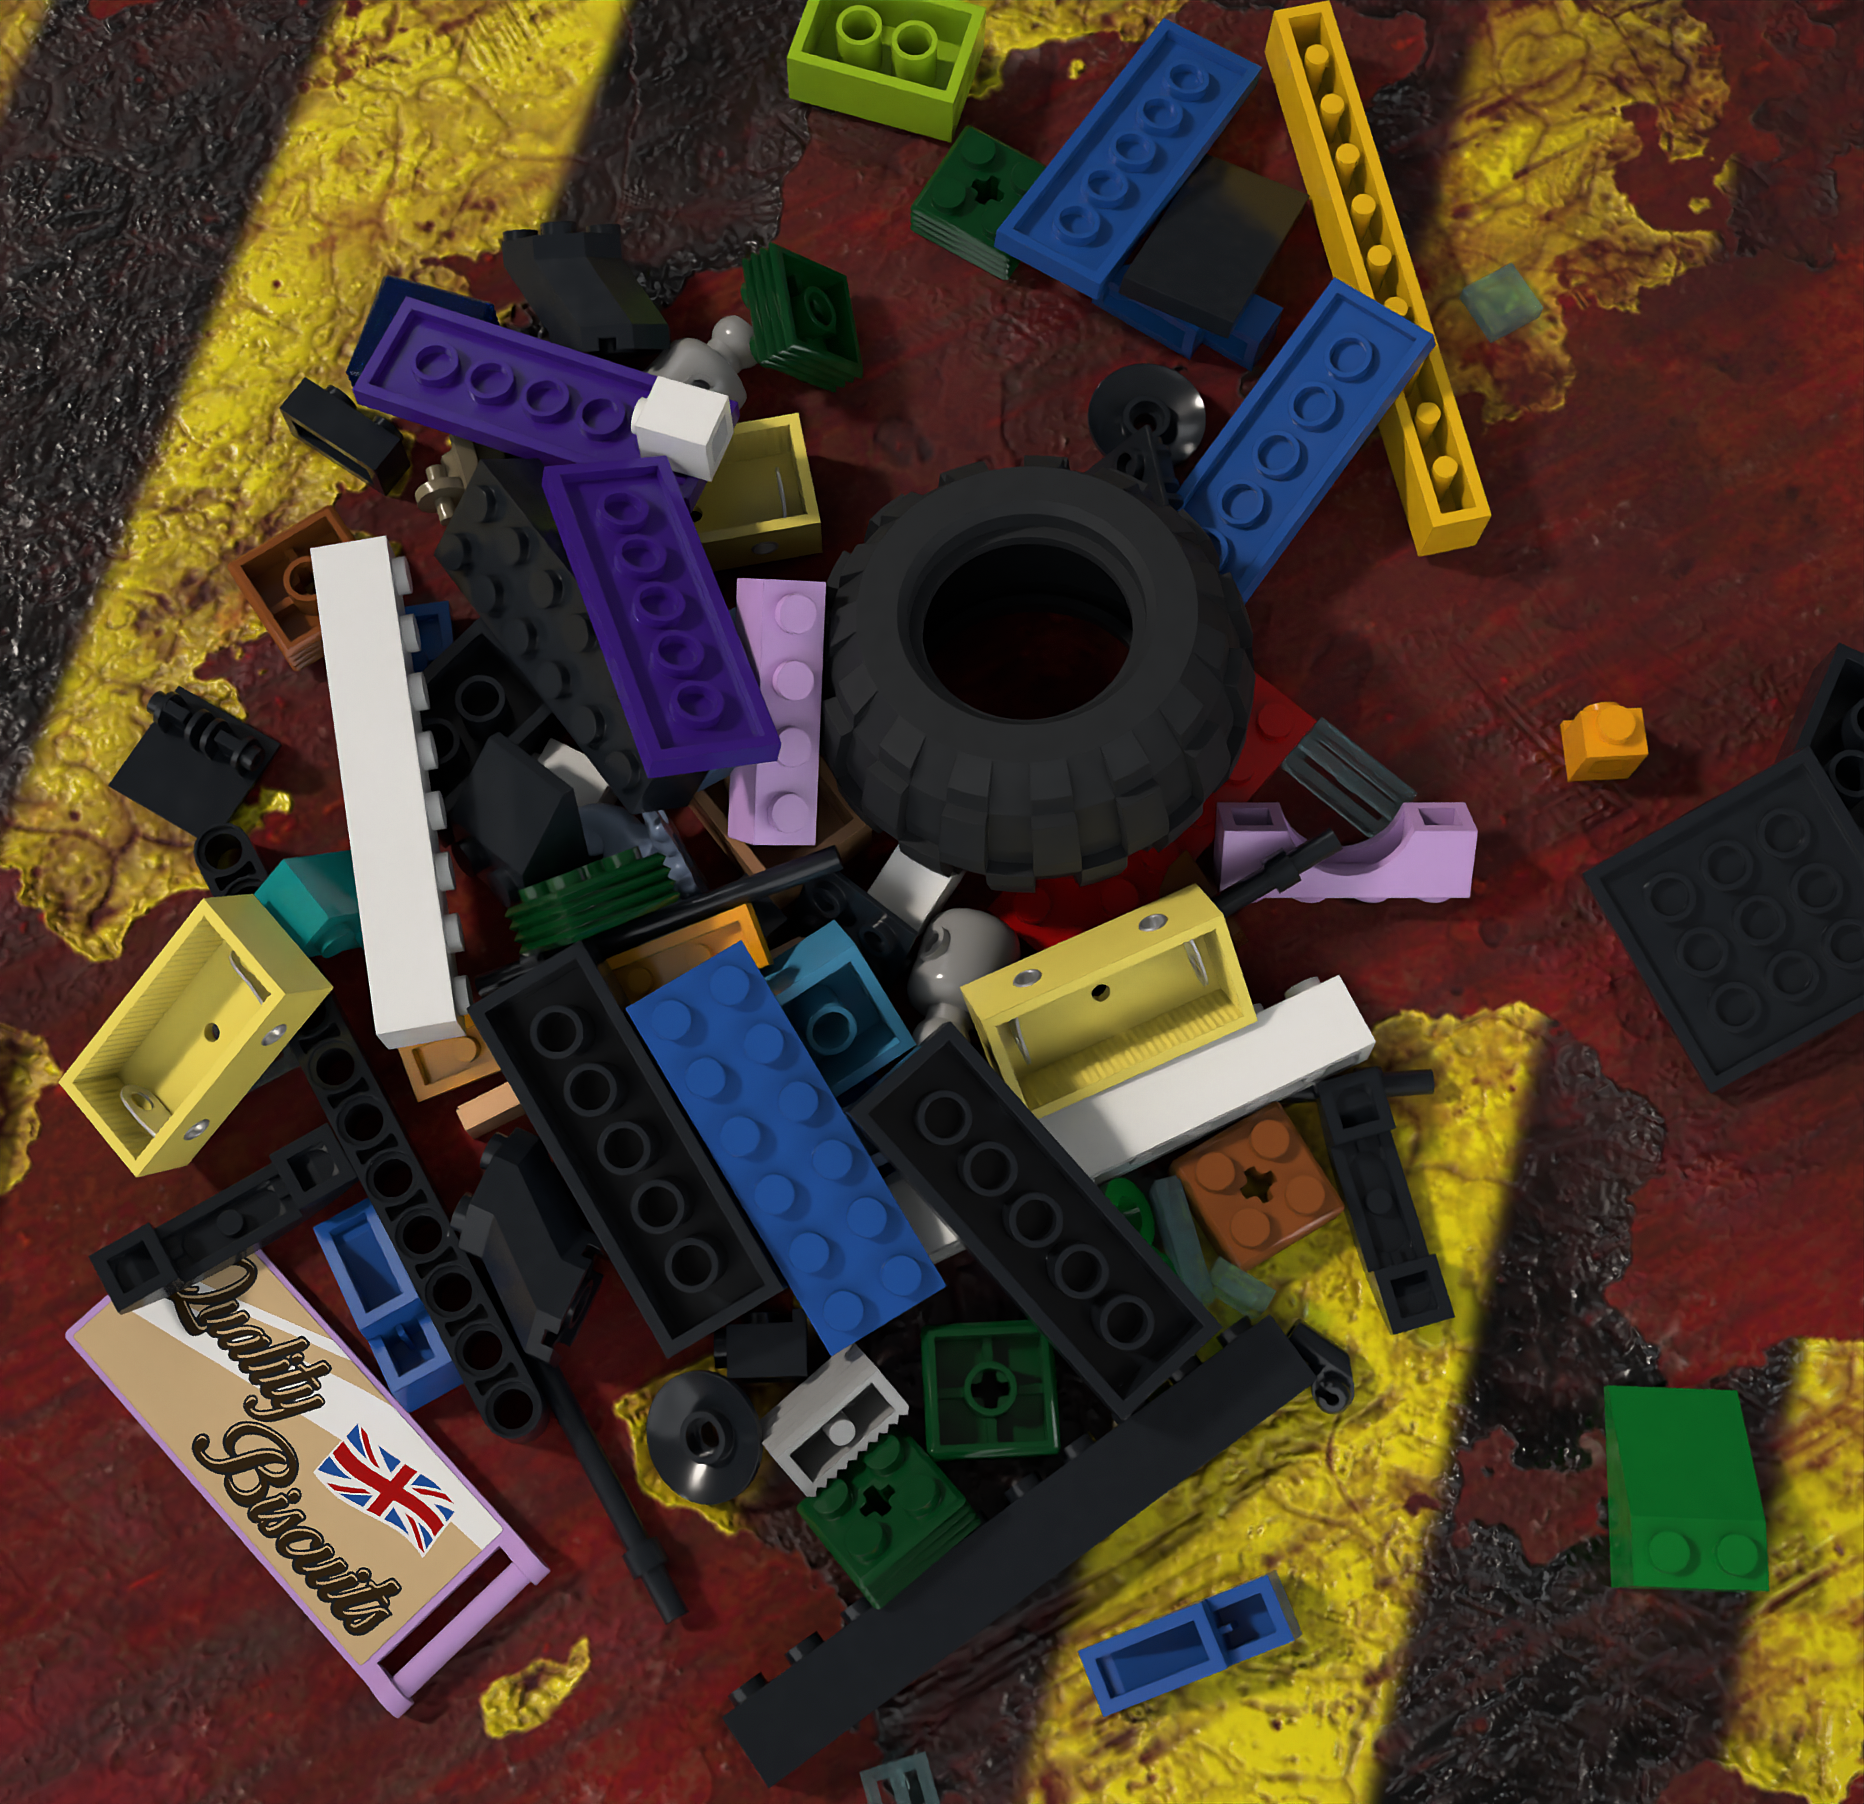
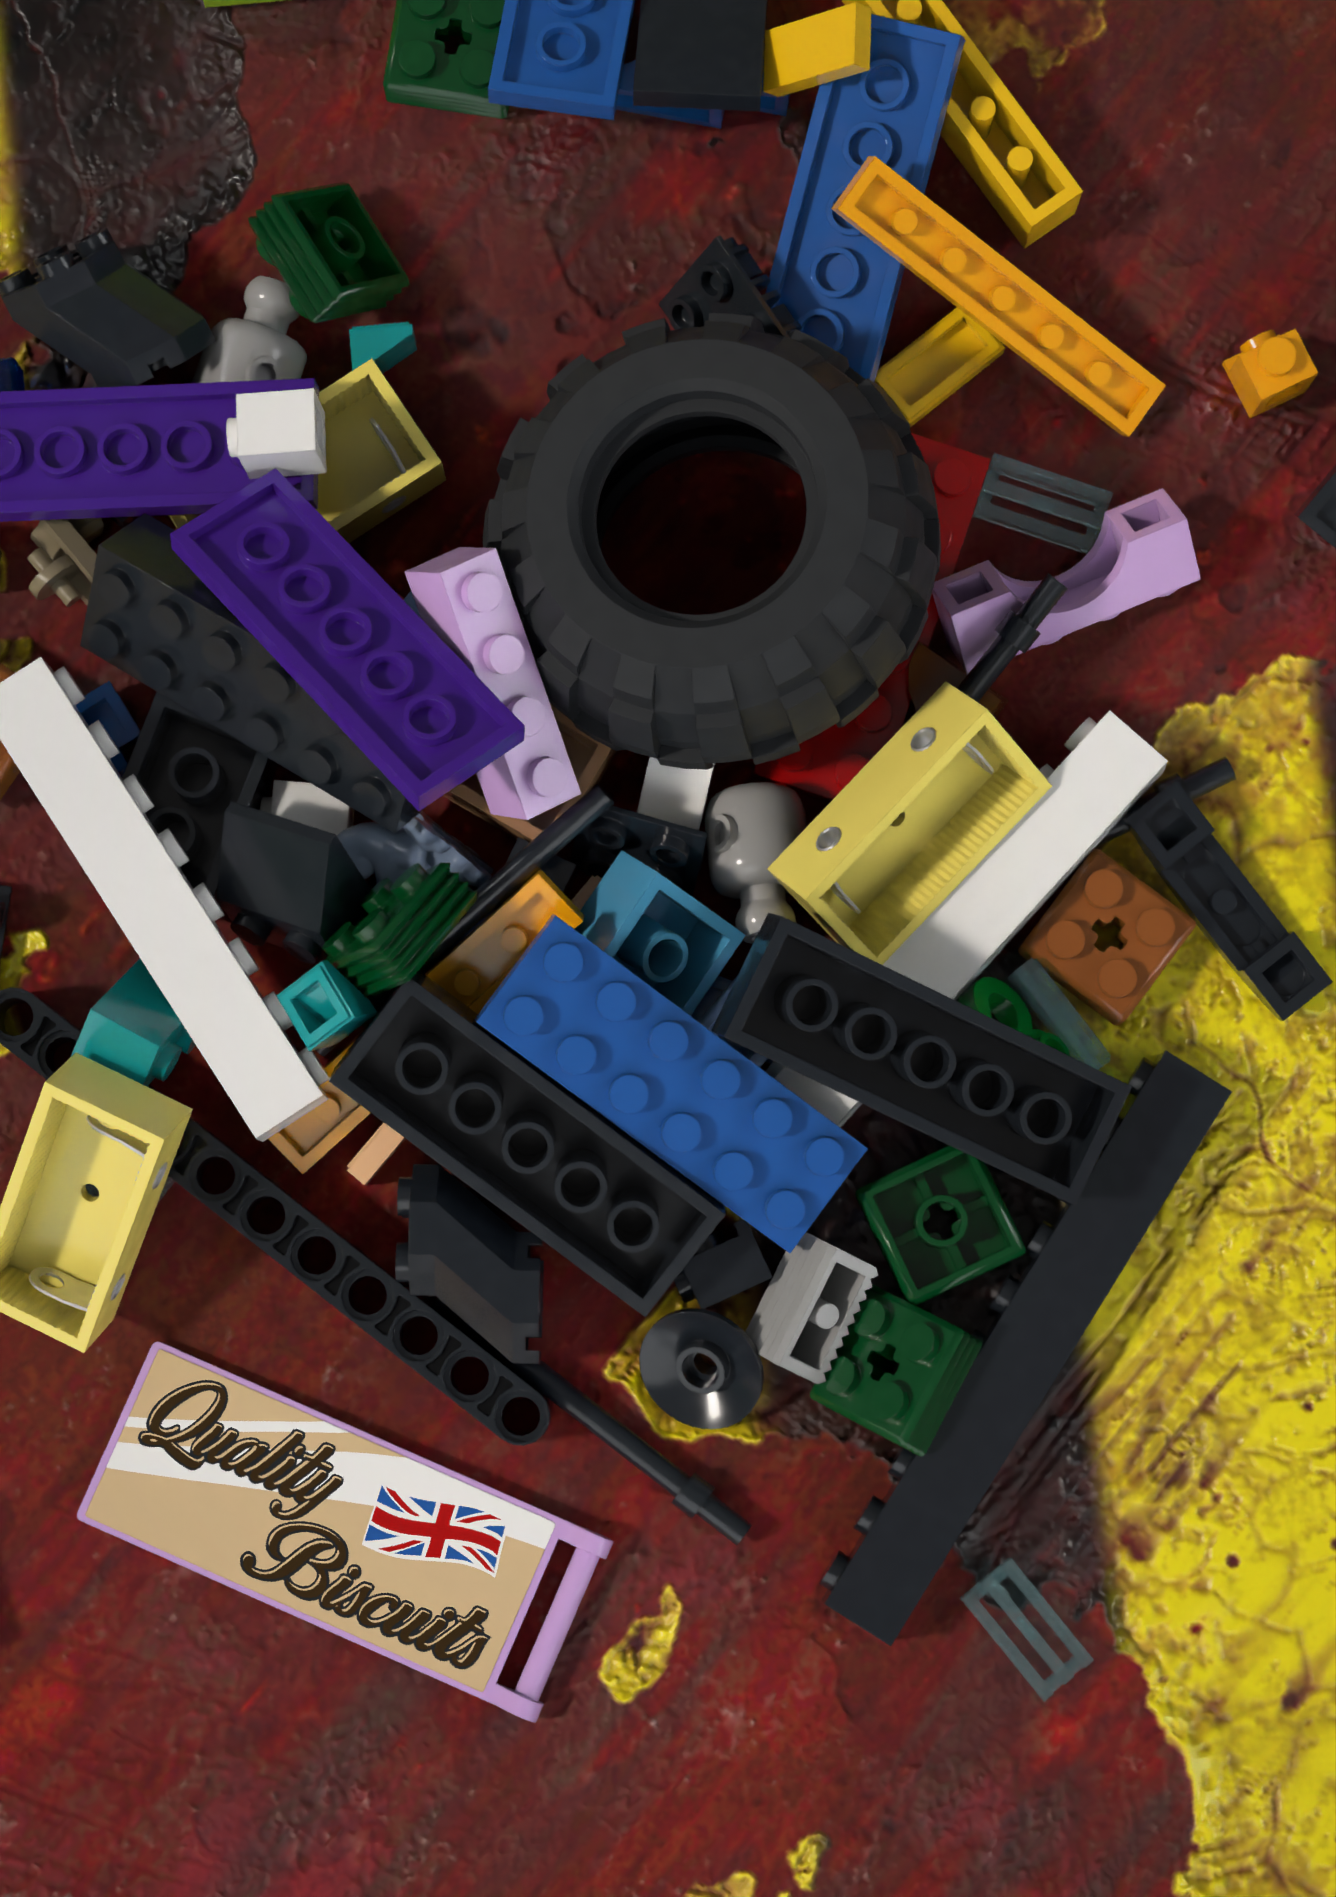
camera: 20 degrees left, 10 degrees up
(226, 1226) = (182, 1356): black slope -> none
(387, 1307) = (360, 1369): blue slope -> none
(495, 943) = (325, 1006): none -> teal slope
(820, 416) = (383, 343): none -> teal slope
(1151, 396) = (700, 186): black dish -> none
(1190, 1643) = (1207, 1368): blue slope -> none
(1239, 1288) = (1128, 1036): clear light blue tile -> none
(1300, 304) = (817, 49): none -> yellow tile
(1305, 623) = (937, 364): none -> yellow tile
(1330, 1365) = (1233, 1070): black arm -> none
(1380, 576) = (998, 296): none -> light orange plate

